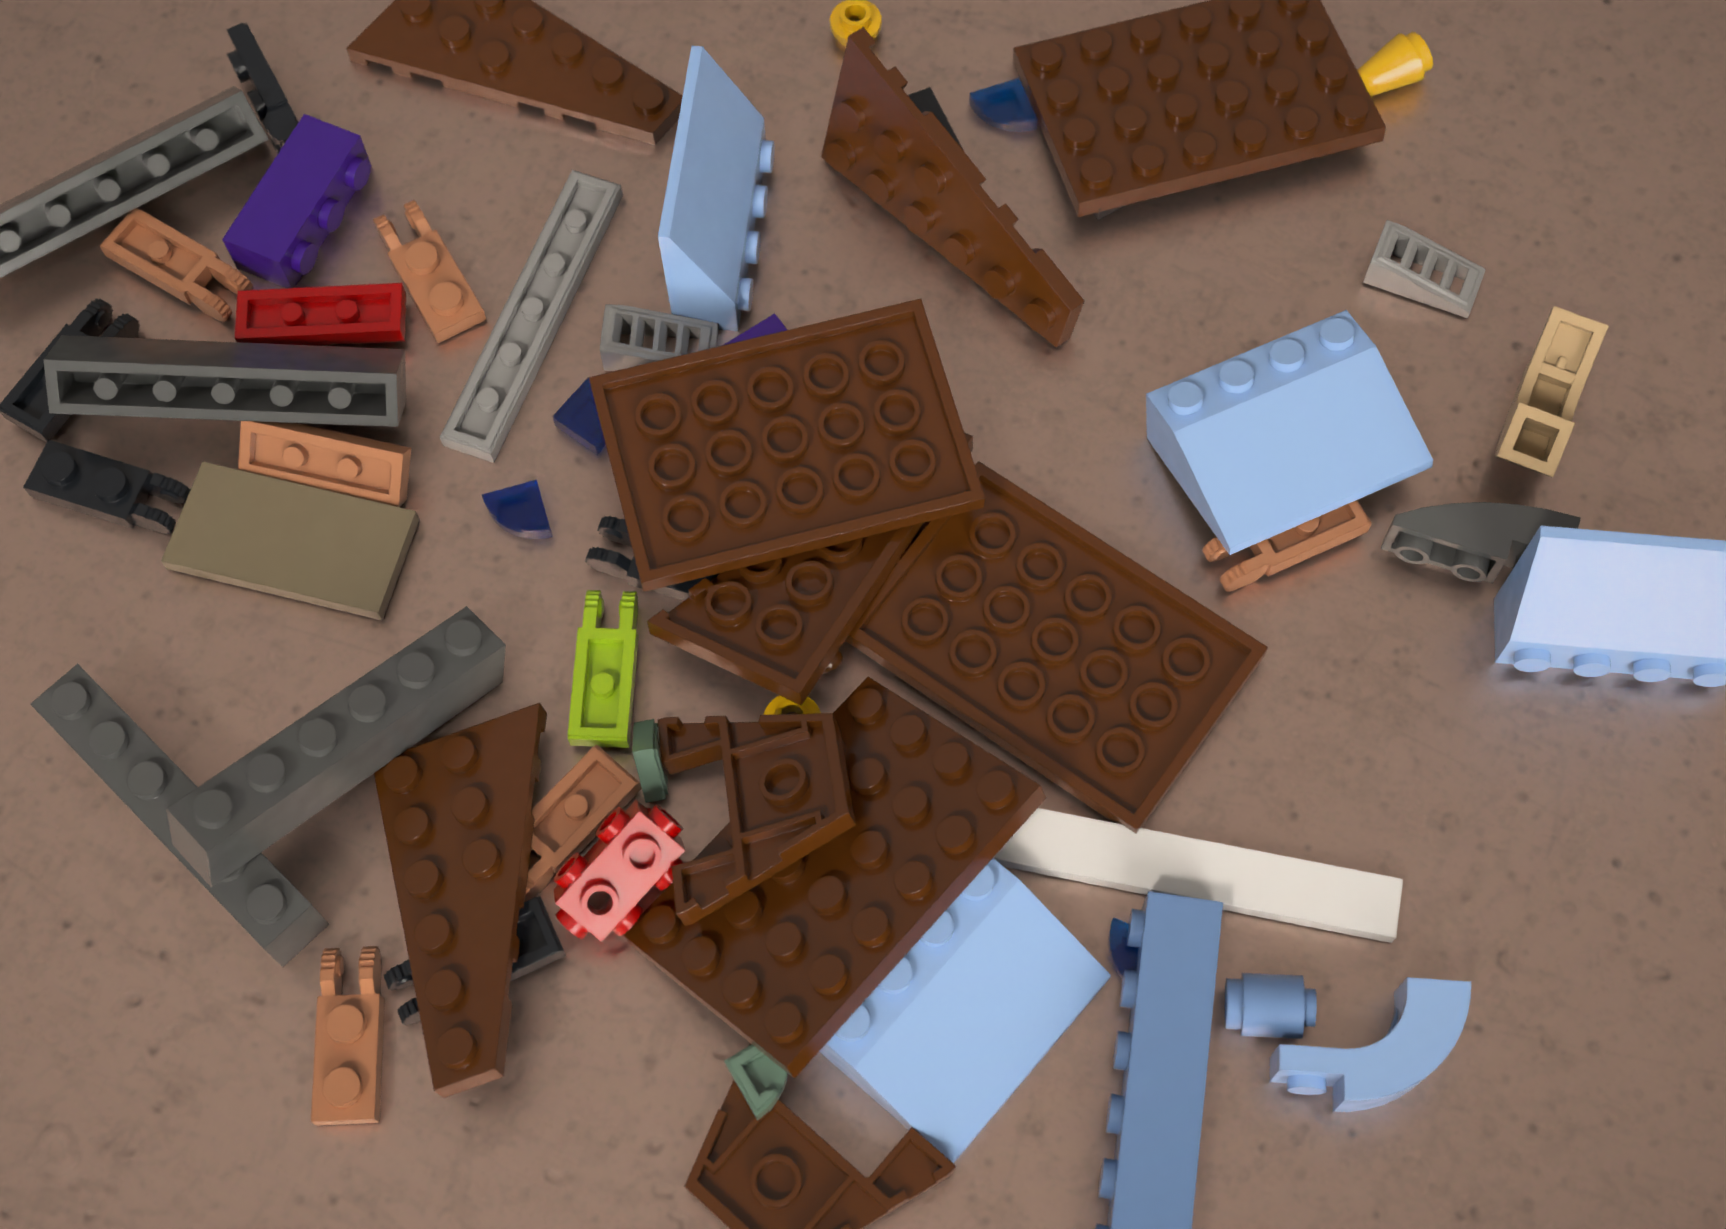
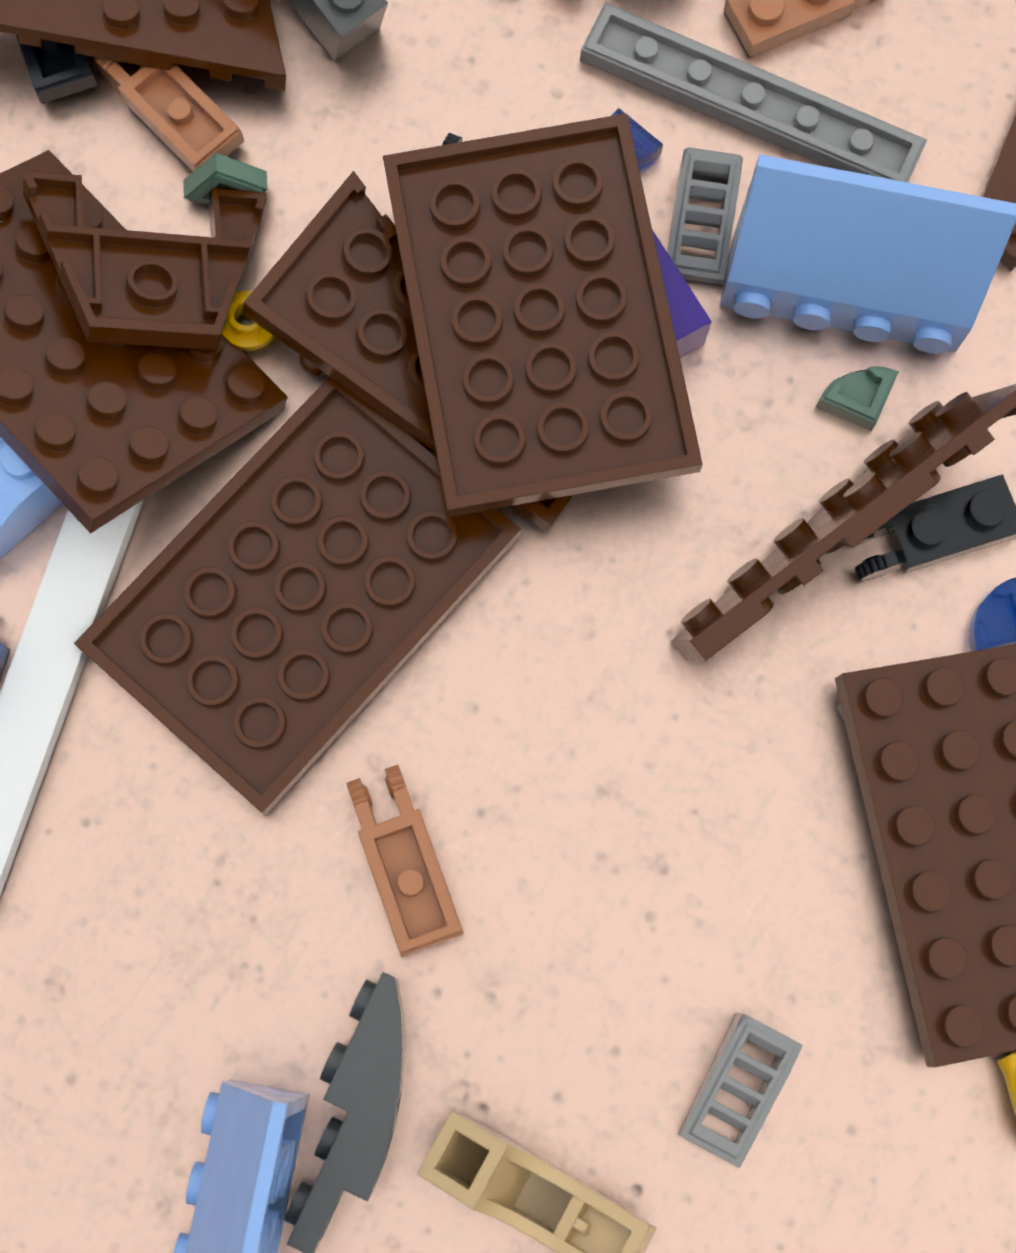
camera: 90 degrees right, 10 degrees up
(519, 510) = (518, 80): clear blue tile -> none
(604, 675) = (321, 144): lime hinge -> none
(626, 862) = (101, 140): brick -> none
(817, 215) = (859, 395): none -> sand green tile
(1286, 432) = (517, 873): light blue slope -> none

